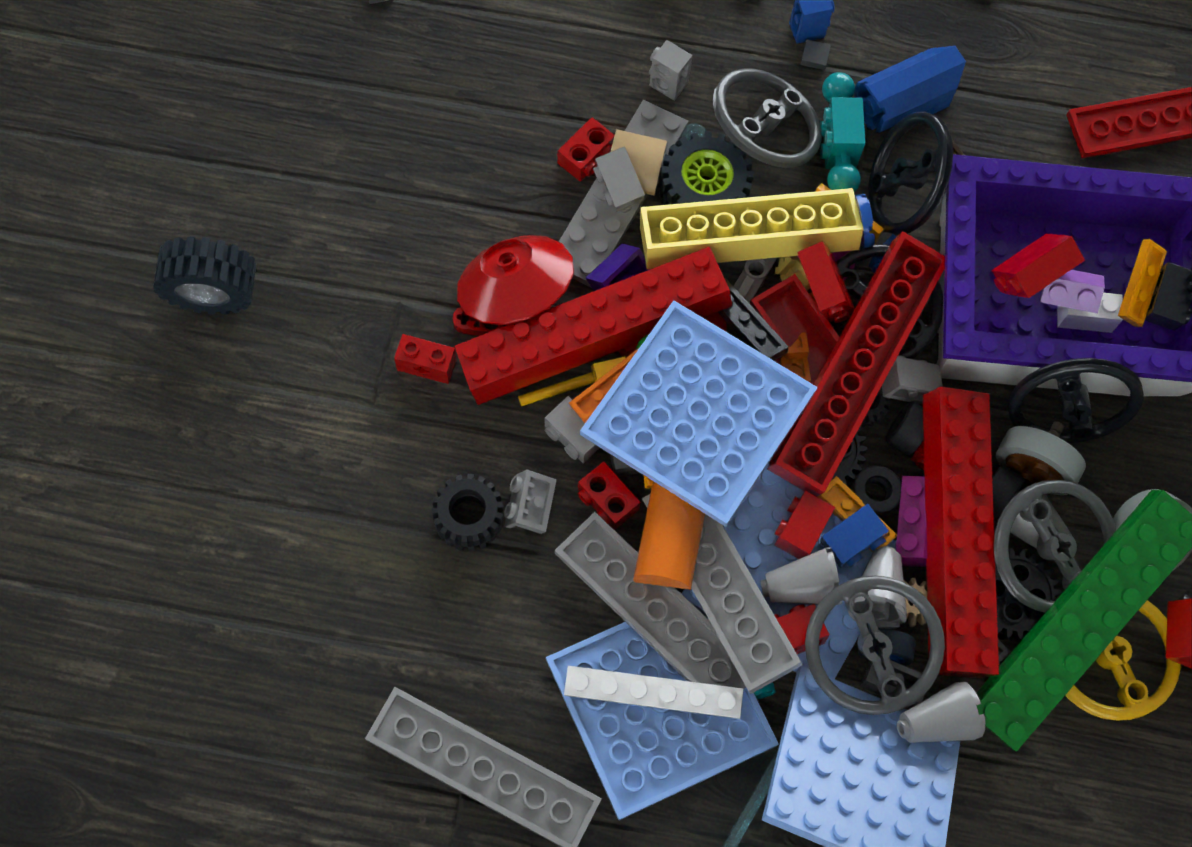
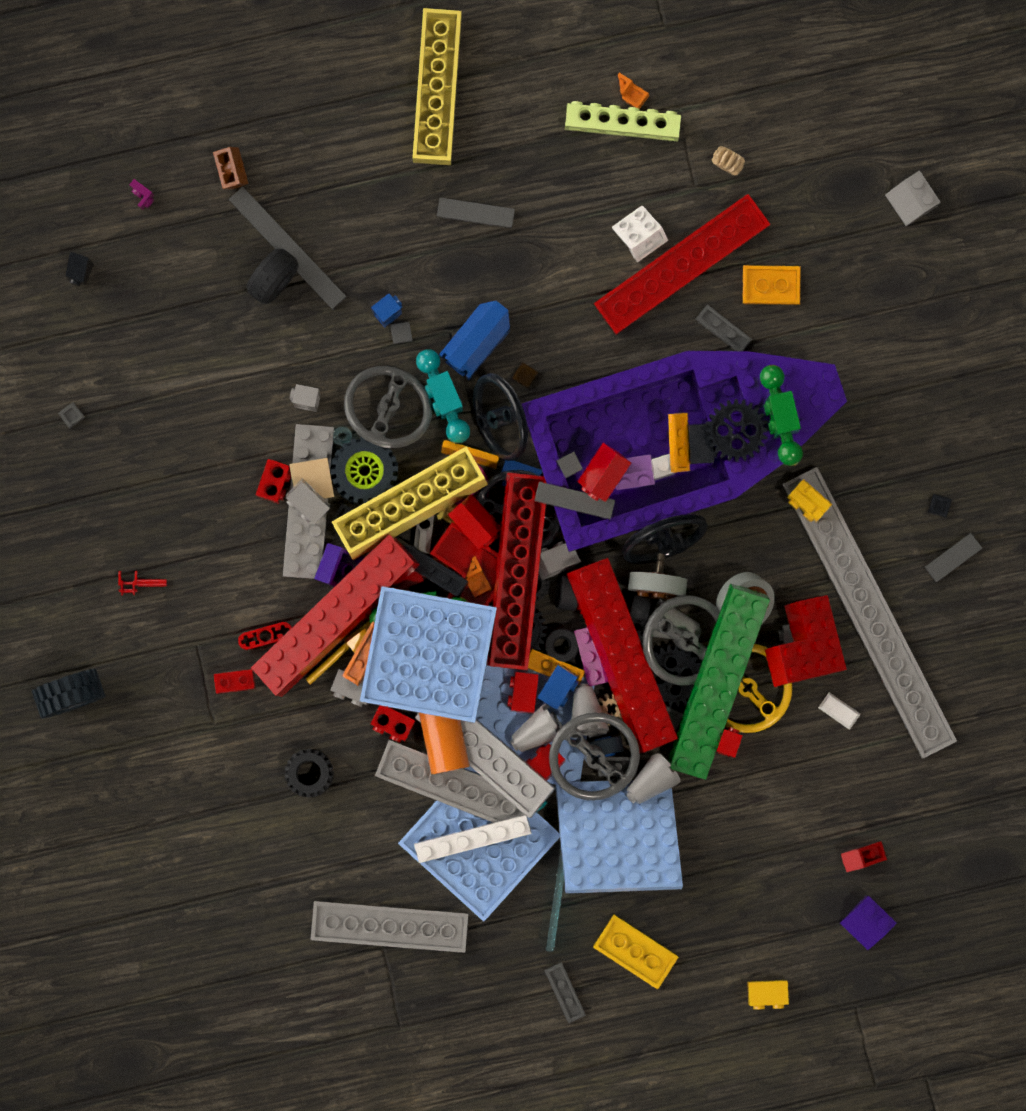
camera: 20 degrees left, 15 degrees up
(363, 198) = (139, 582): none -> red piece
(515, 279) = (281, 607): red dish -> none
(530, 501) = (344, 747): light grey bracket -> none
(865, 212) = (483, 465): blue tile -> none
(980, 290) = (573, 500): none -> dark grey tile
(988, 245) = (569, 465): none -> dark grey tile
(1068, 715) = (729, 742): none -> red brick
(1157, 61) = (640, 233): none -> white bracket

